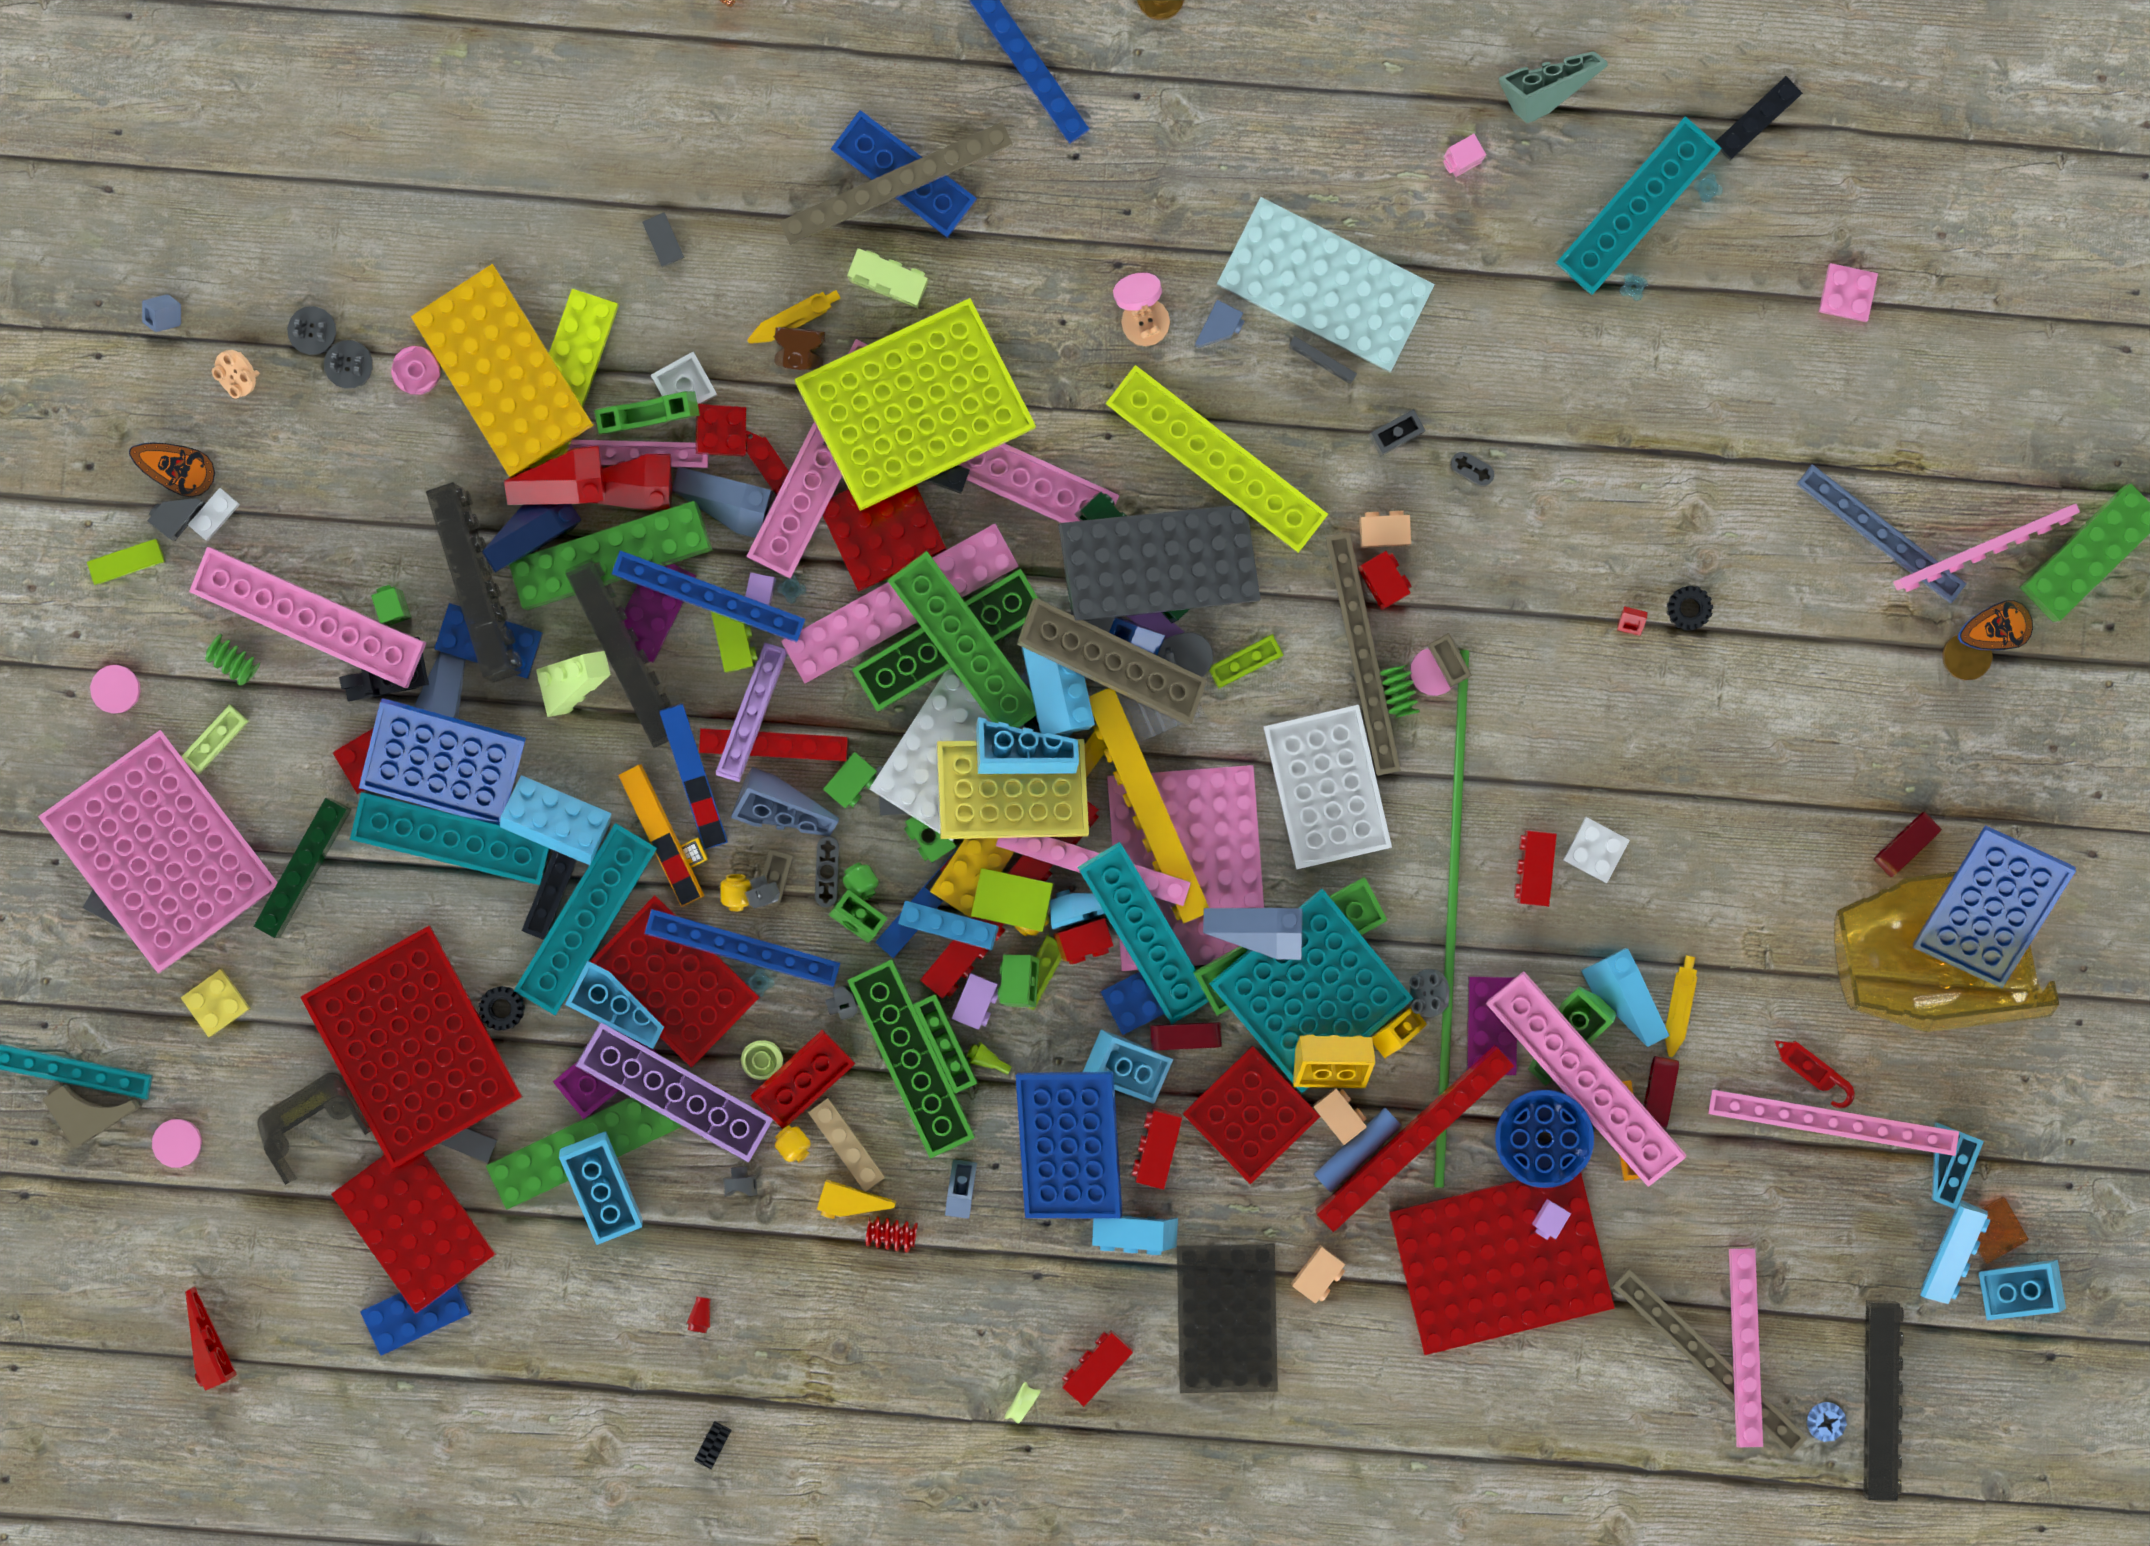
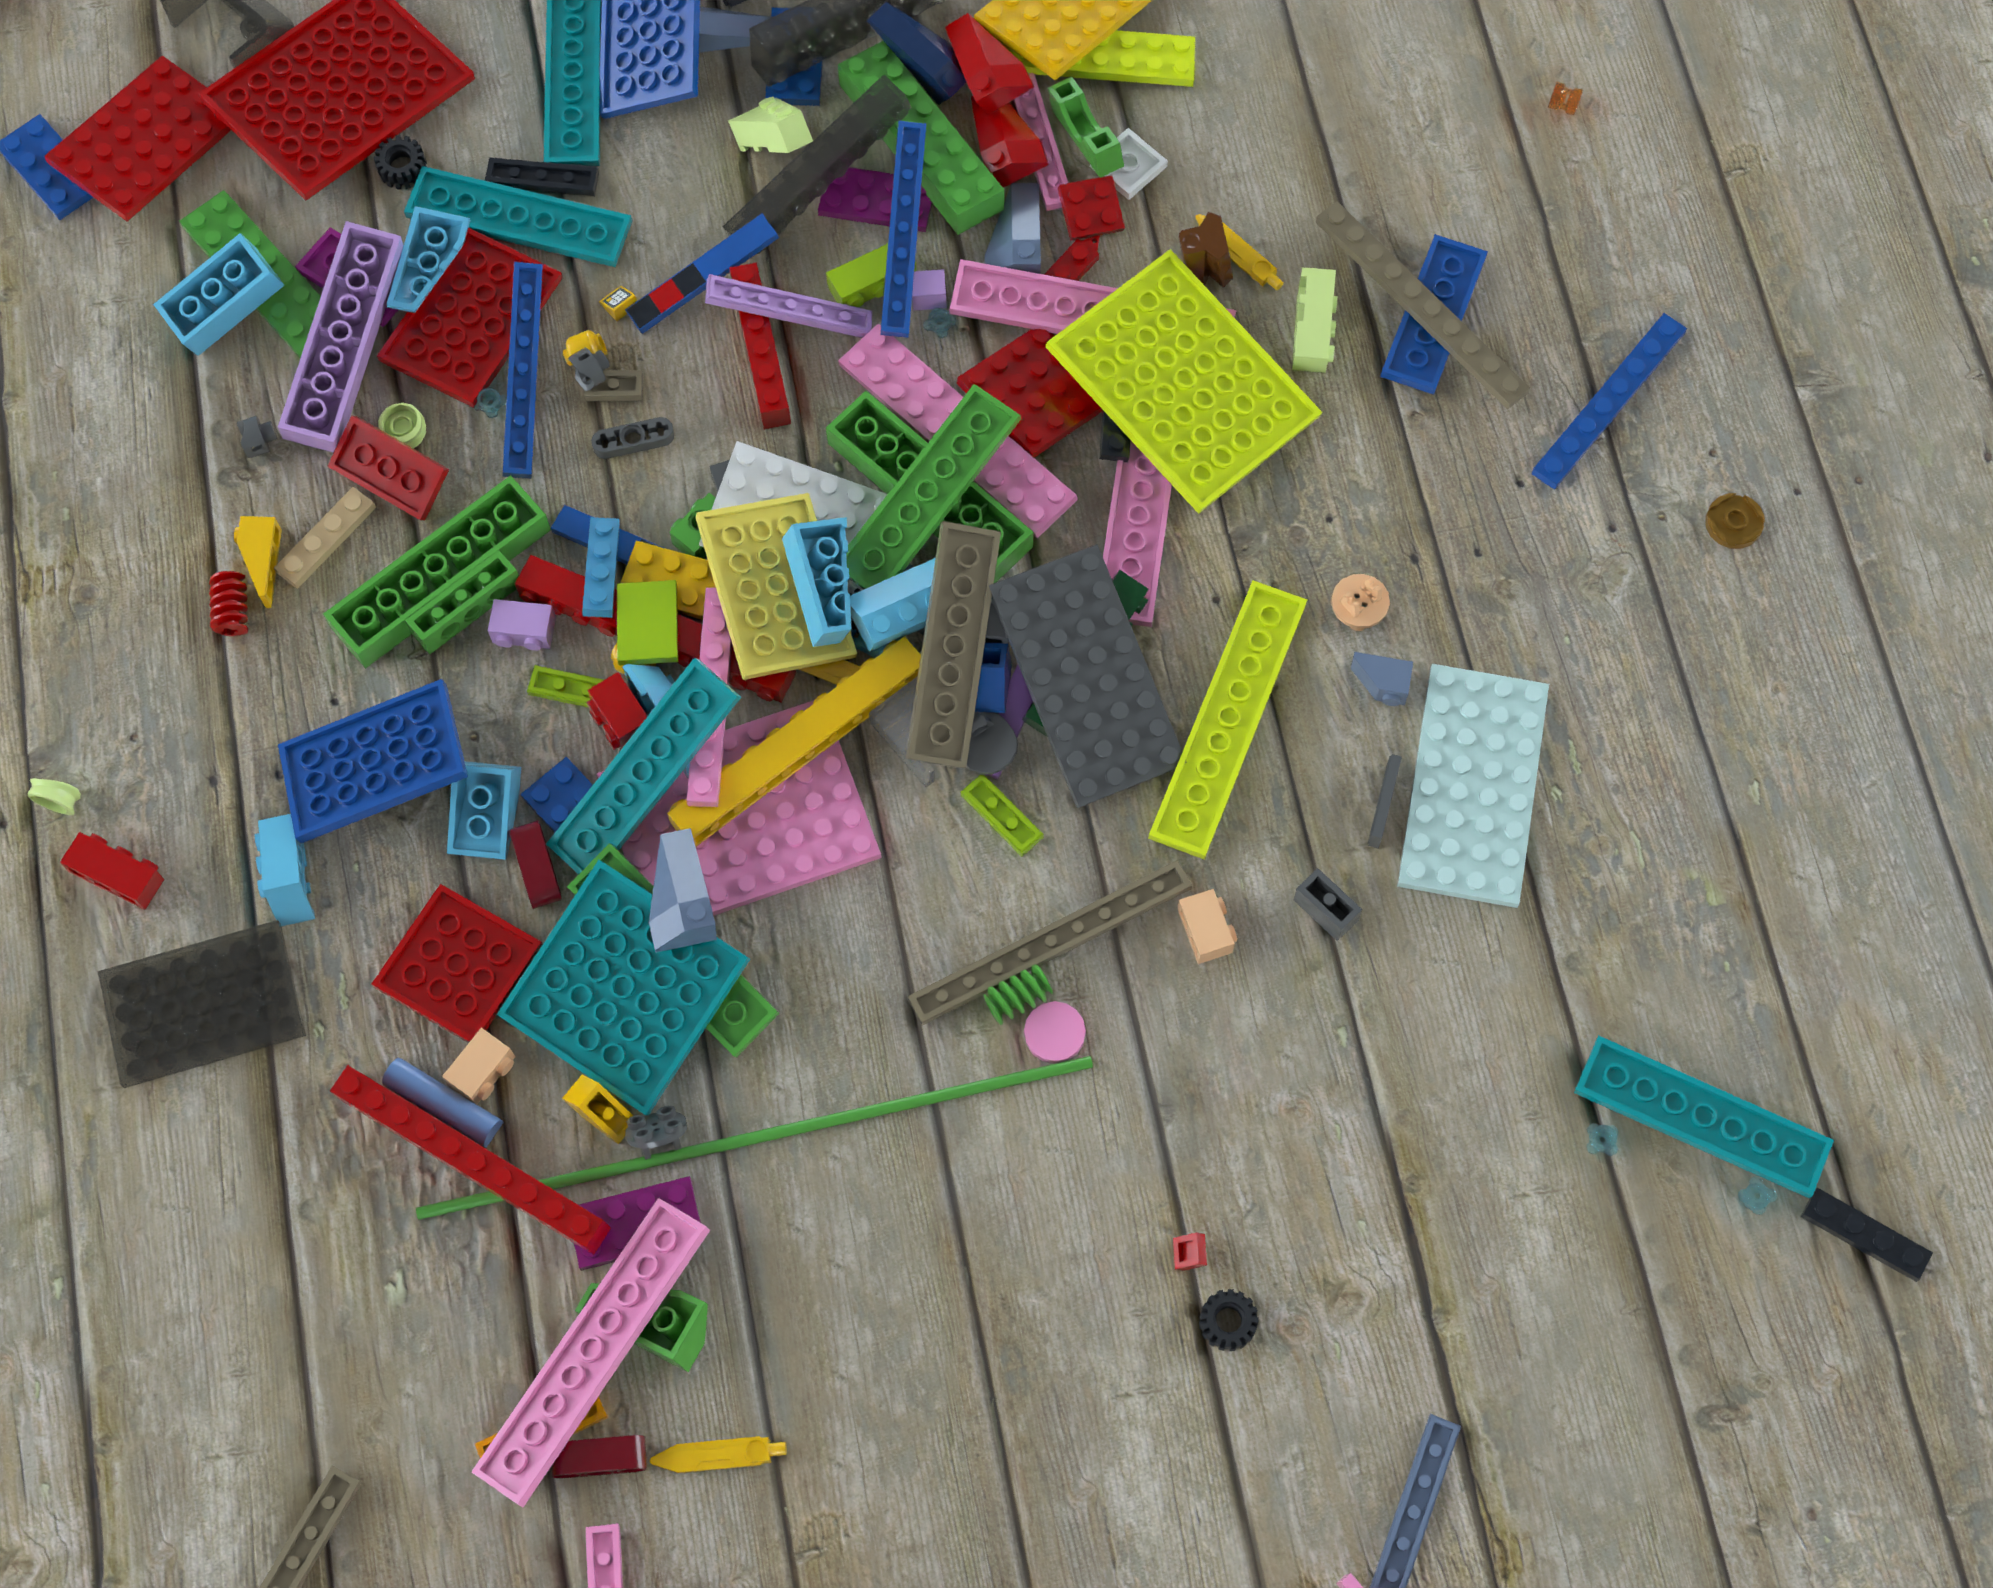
camera: 80 degrees right, 20 degrees down
(472, 1144) = (245, 173): dark grey tile -> none
(555, 820) = (617, 154): medium azure brick -> none
(661, 835) = (629, 265): light orange tile -> none
(663, 239) = (1277, 108): dark grey tile -> none
(700, 1315) = (94, 437): red cone -> none
(774, 802) = (695, 357): sand blue wedge -> none
(792, 1144) = (312, 478): yellow head -> none
(842, 1003) = (482, 481): dark grey piece -> none
(851, 780) = (740, 425): bright green brick -> none
(858, 916) = (588, 474): bright green brick -> none
(861, 880) = (630, 471): bright green head -> none
(960, 1189) = (297, 665): sand blue slope -> none
(982, 1056) = (459, 650): lime cone -> none
(1019, 980) = (556, 661): bright green brick -> none
(1137, 291) = (1394, 578): bright pink tile -> none
(1157, 1148) = (390, 862): red brick -> none
(1318, 1274) = (276, 1094): light nougat brick -> none
(1327, 787) = (878, 945): white plate -> none
(1333, 1061) = (542, 1034): yellow slope -> none
(1384, 579) = (1146, 935): red brick -> none
(1449, 660) = (1073, 1042): dark tan tile -> none
(1464, 155) = (1683, 888): bright pink brick -> none
(1475, 464) = (1321, 1010): dark grey beam -> none
(1485, 1271) = (340, 1319): red plate -> none
(1535, 868) = (845, 1218): red brick -> none
(1543, 89) = (1791, 958): sand green wedge -> none
(1550, 1220) = (401, 1355): lavender brick -> none
(1551, 1162) = (480, 1303): blue brick -> none
(1596, 850) = (889, 1290): white plate -> none
(1624, 990) = (721, 1372): medium azure wedge -> none
(1848, 292) = (1693, 1411): bright pink plate -> none

